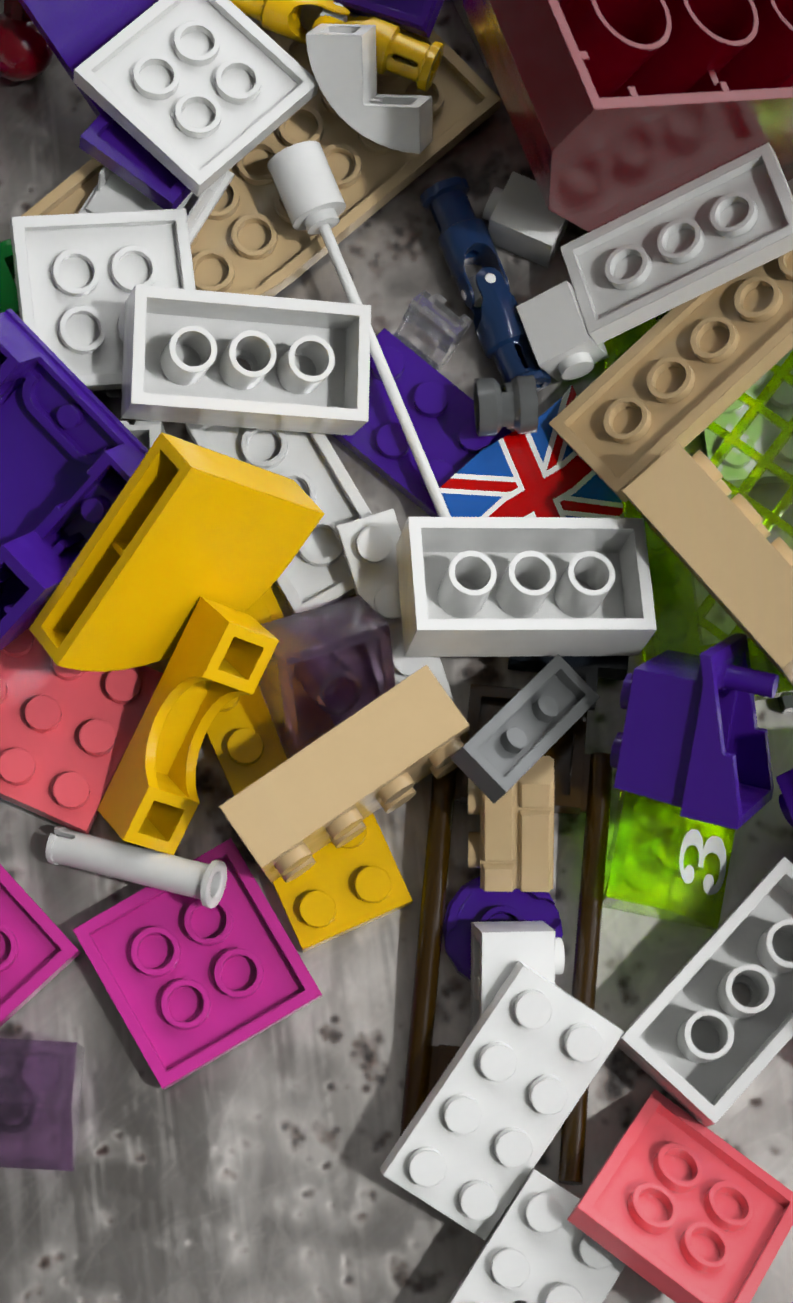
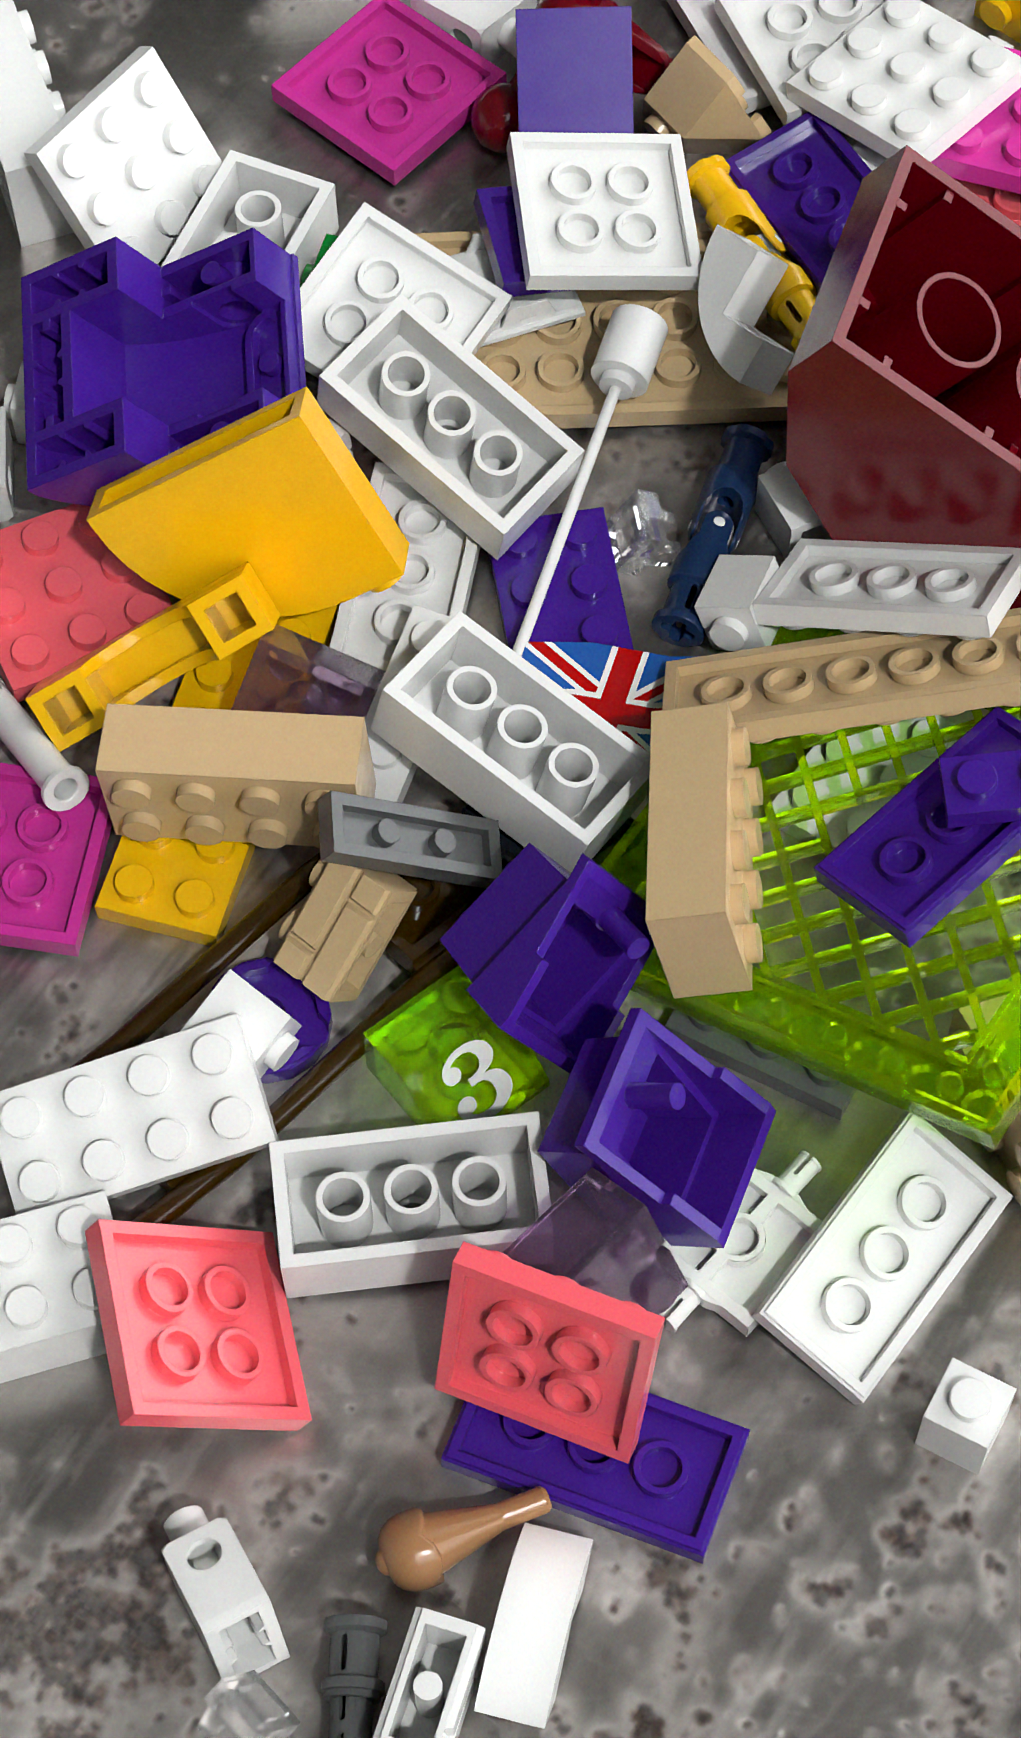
camera: 45 degrees right, 15 degrees down
(505, 405) = (641, 618): dark grey wheel -> none

